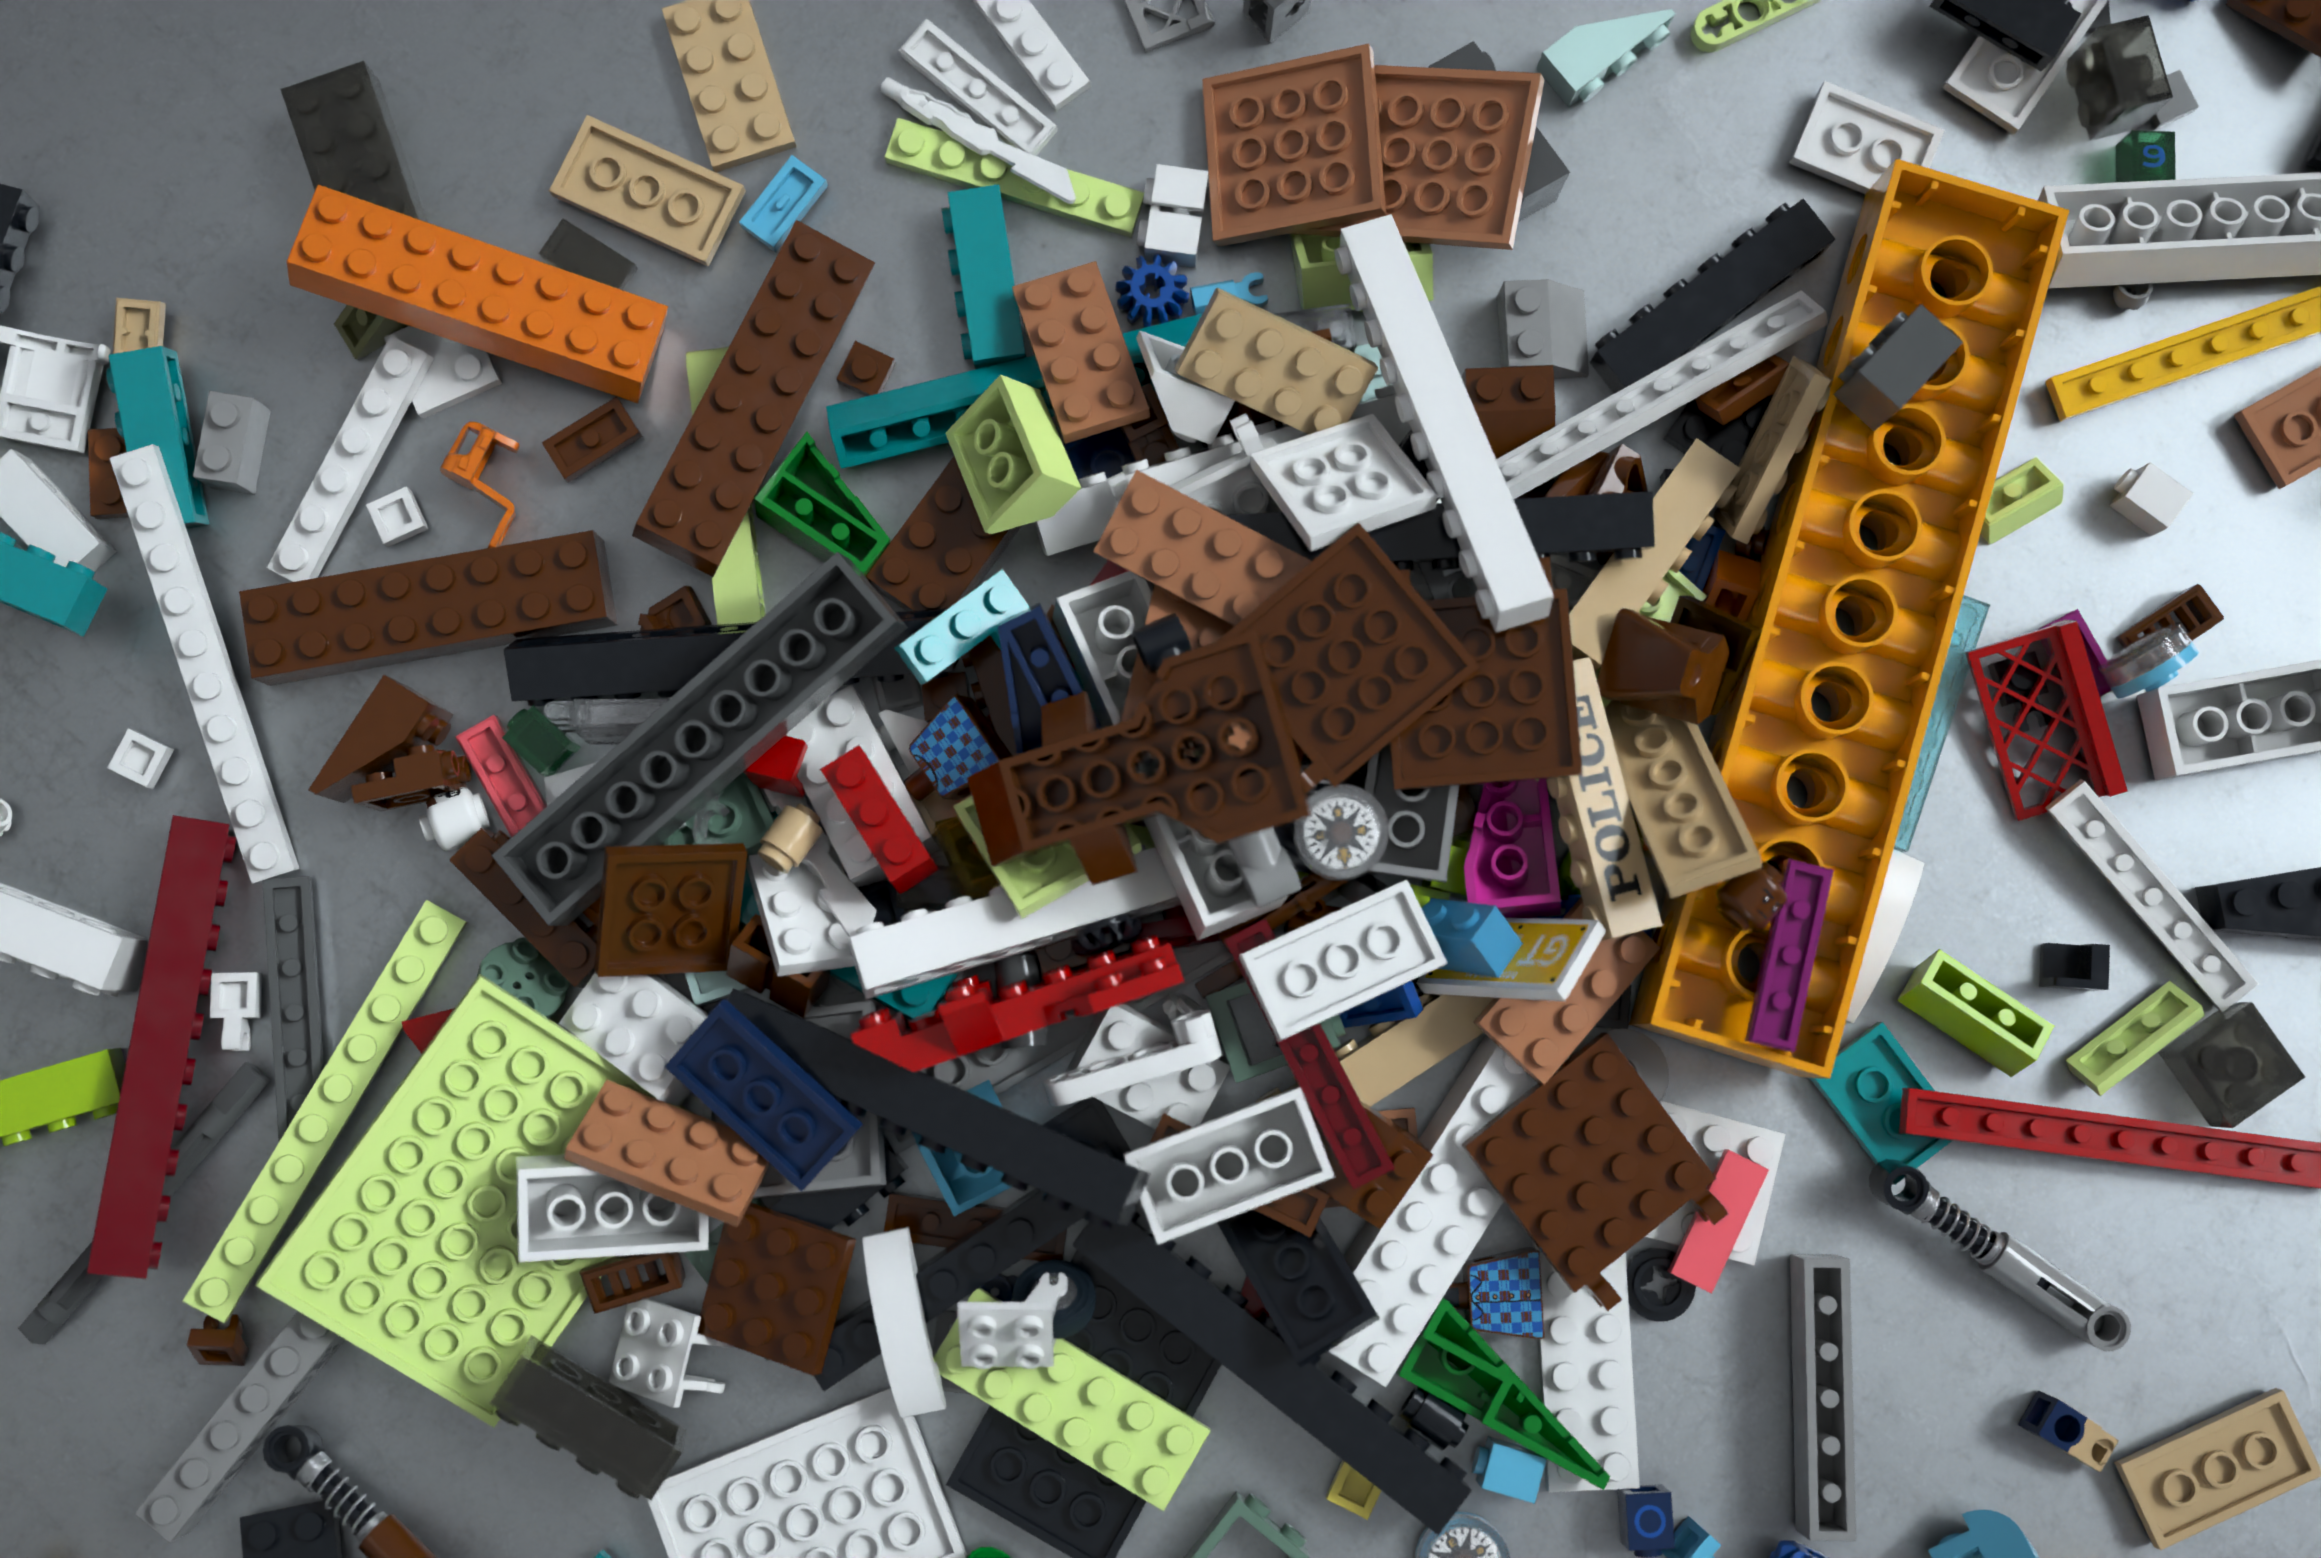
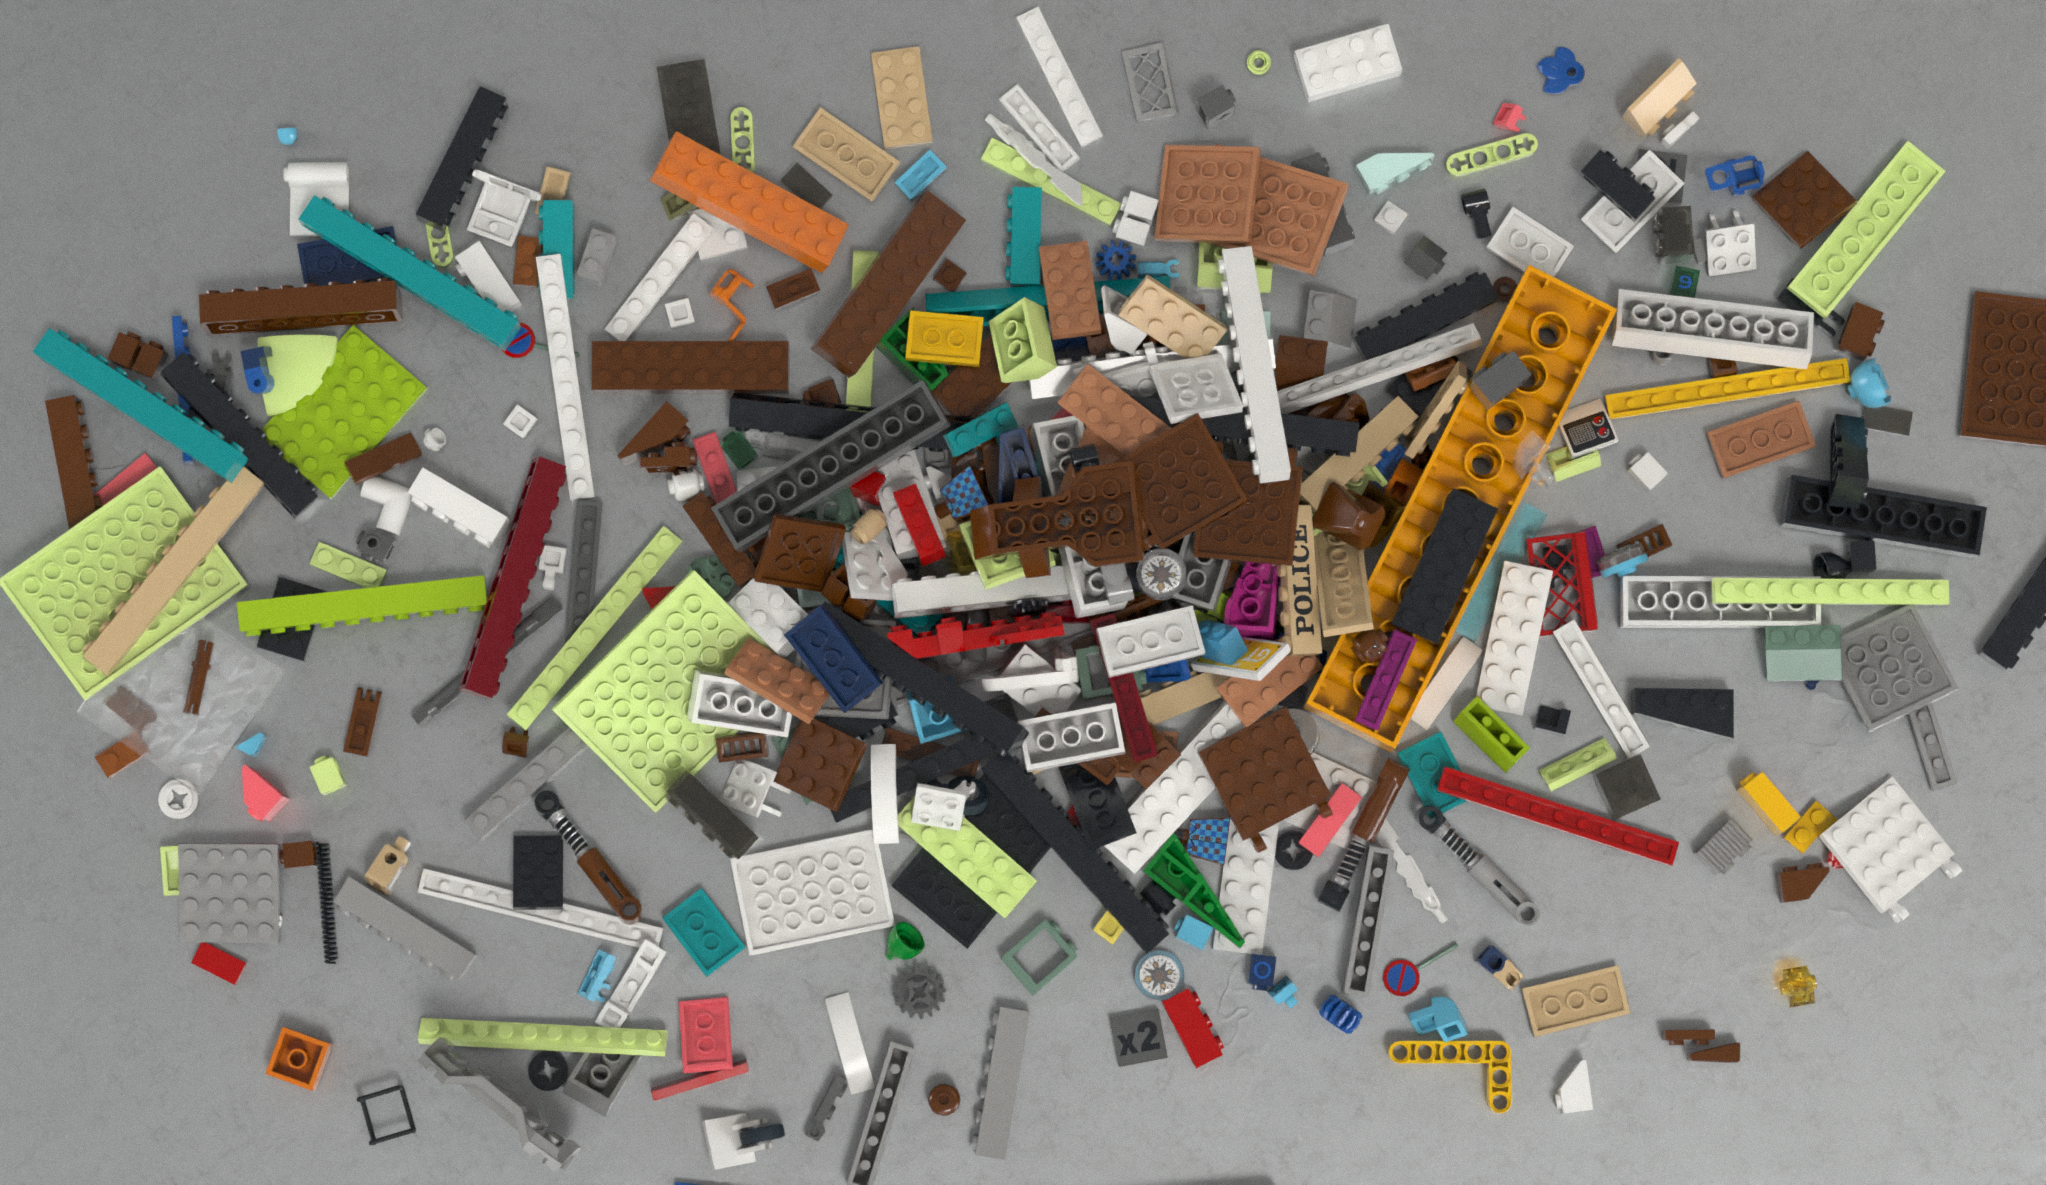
camera: 15 degrees right, 0 degrees up
(125, 616) = (524, 343): none -> piece
(468, 170) = (748, 124): none -> yellowish green beam
(870, 476) = (944, 338): none -> yellow plate
(1615, 138) = (1390, 217): none -> white plate
(1693, 195) = (1426, 258): none -> dark grey brick
(1762, 93) = (1476, 206): none -> black pin
(1813, 1129) = (1365, 832): none -> piece
(1817, 1227) = (1408, 869): none -> white sword
(1847, 216) = (1497, 287): none -> reddish brown plate
(1855, 727) = (1444, 566): none -> black plate
(1897, 1478) = (1403, 976): none -> piece
(1970, 507) = (1527, 458): none -> clear brick
(1977, 830) = (1513, 637): none -> white plate
(2039, 443) = (1587, 428): none -> slope
(2212, 86) = (1730, 247): none -> white plate
(2240, 294) = (1722, 367): none -> reddish brown plate

